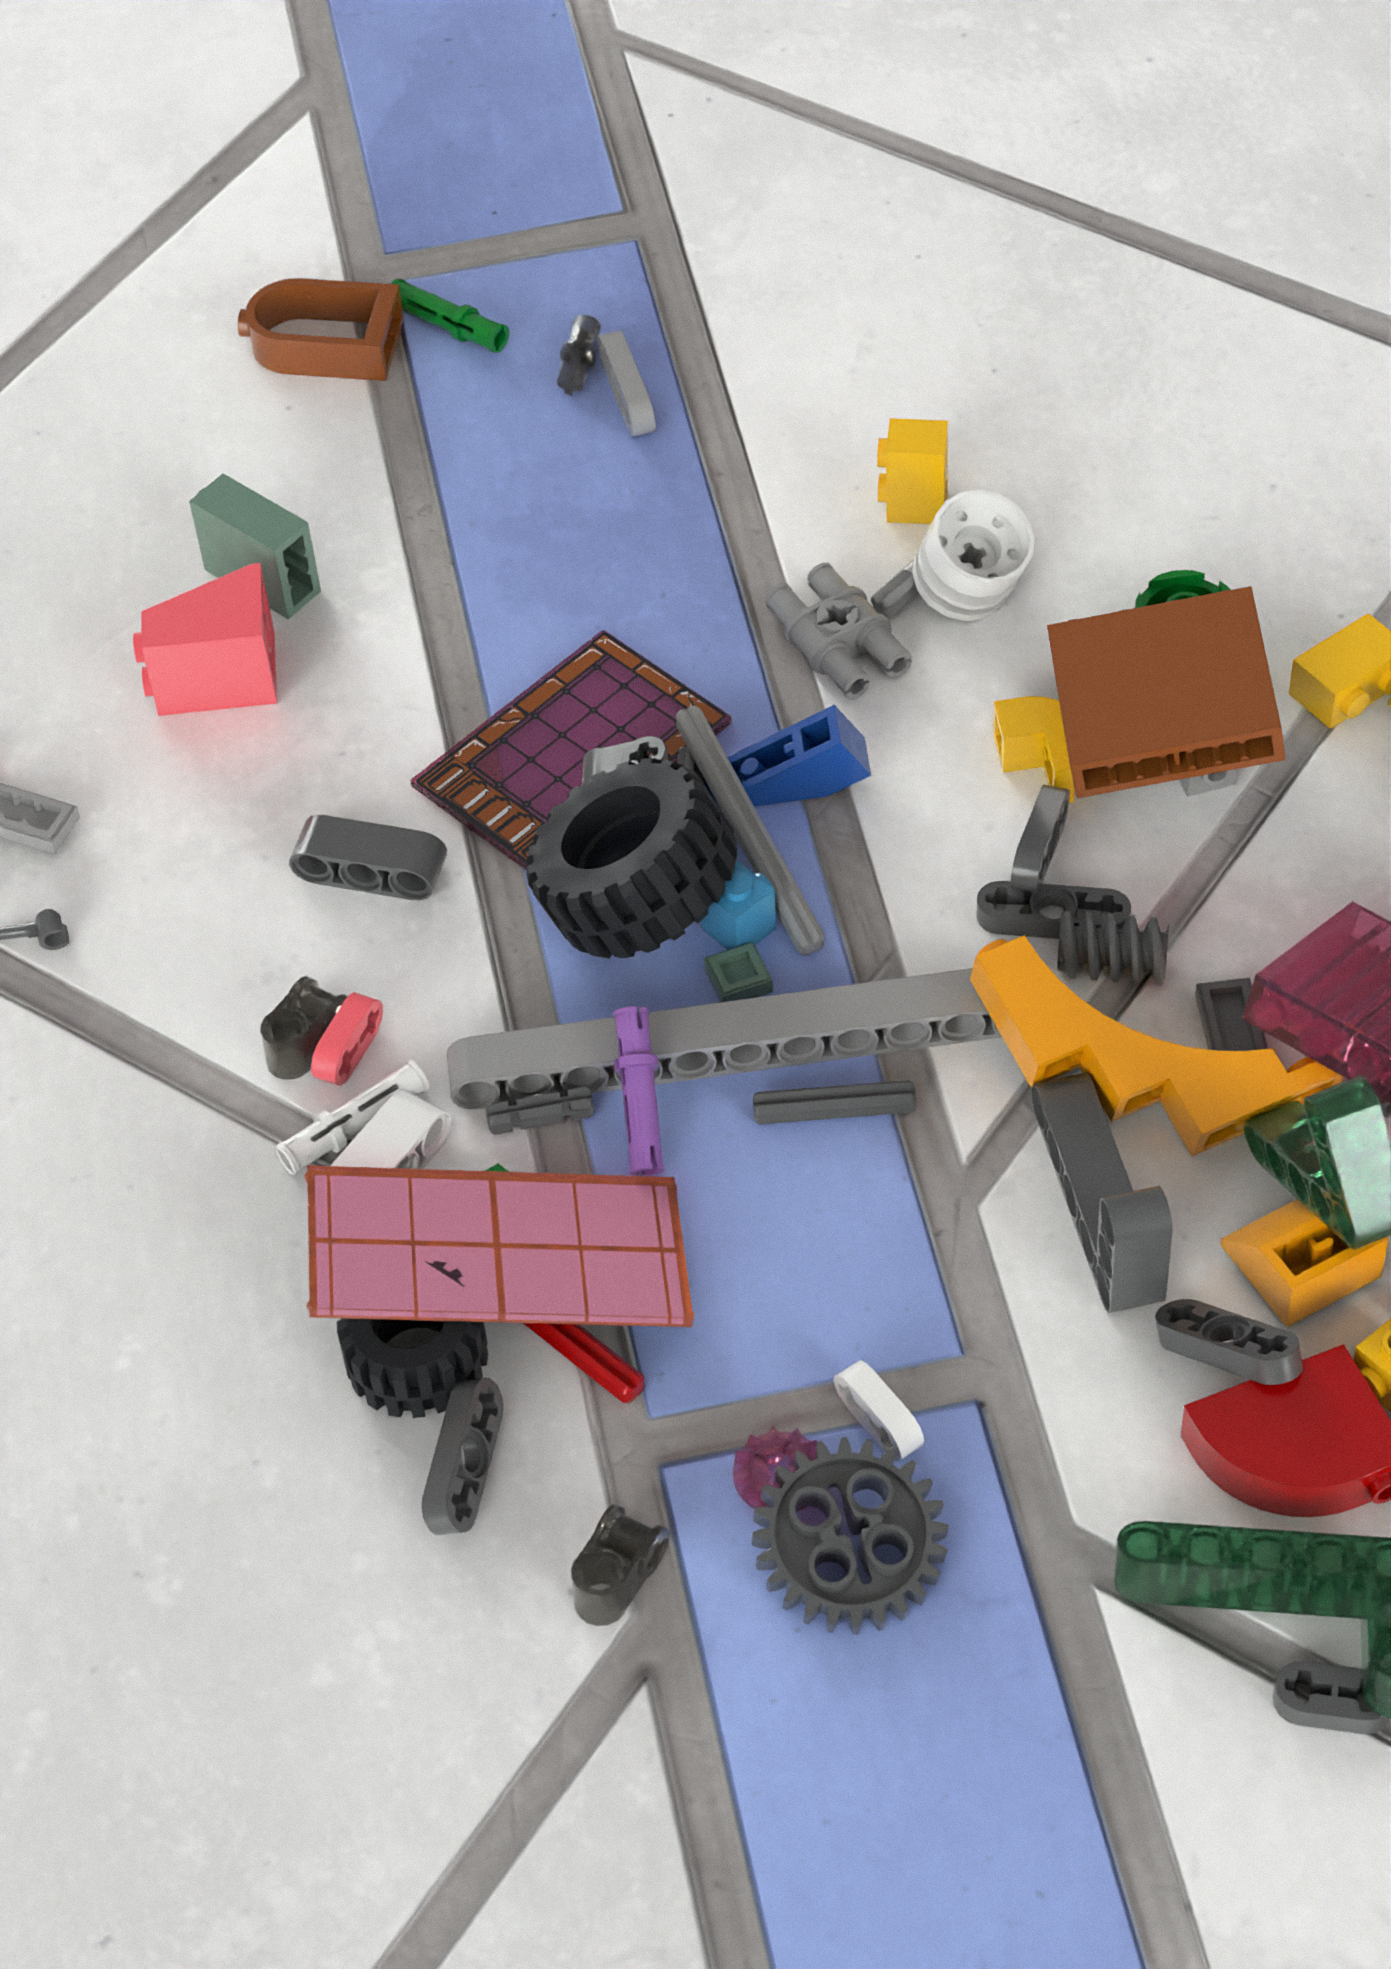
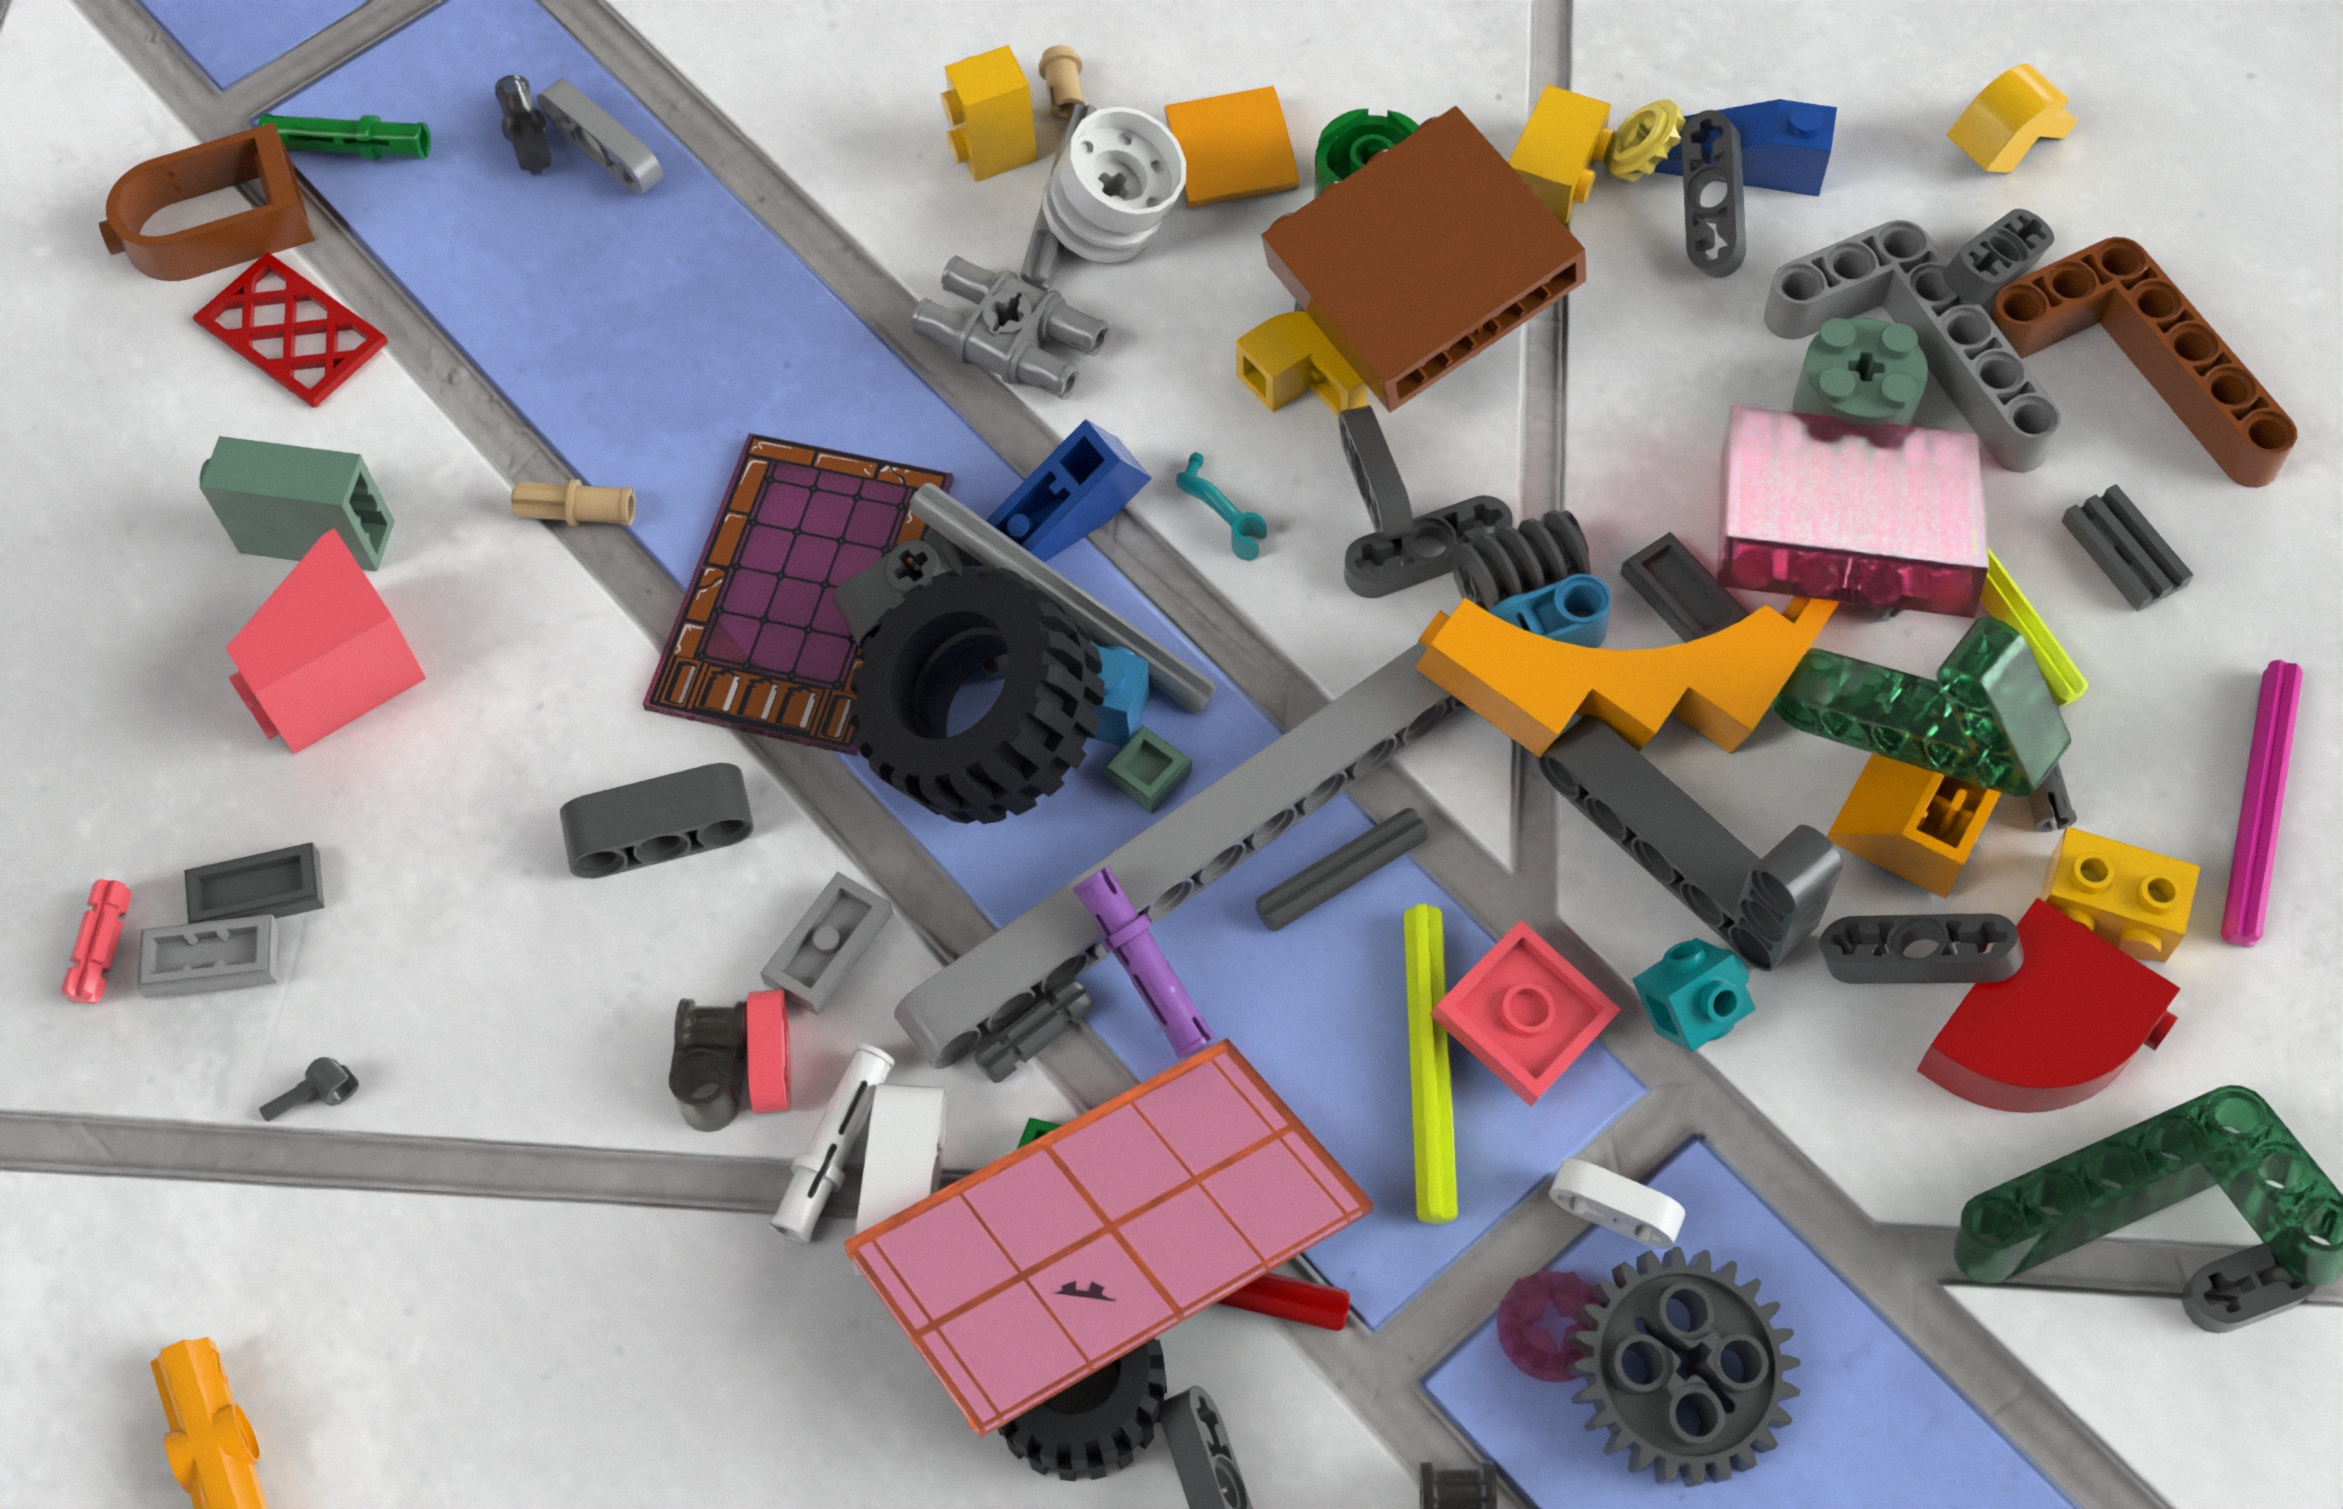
camera: 30 degrees left, 10 degrees up
(93, 789) = (256, 885): none -> dark grey tile
(313, 399) = (337, 365): none -> red window
(433, 987) = (827, 943): none -> light grey plate
(449, 626) = (574, 502): none -> tan axle
(807, 1259) = (1429, 1067): none -> neon yellow axle
(898, 1252) = (1525, 1012): none -> coral plate
(919, 837) = (1241, 523): none -> teal piece
(1000, 464) = (1061, 71): none -> tan pin
(1020, 1280) = (1695, 993): none -> teal brick
(1094, 568) = (1233, 146): none -> light orange slope
(1119, 993) = (1549, 609): none -> dark azure piece

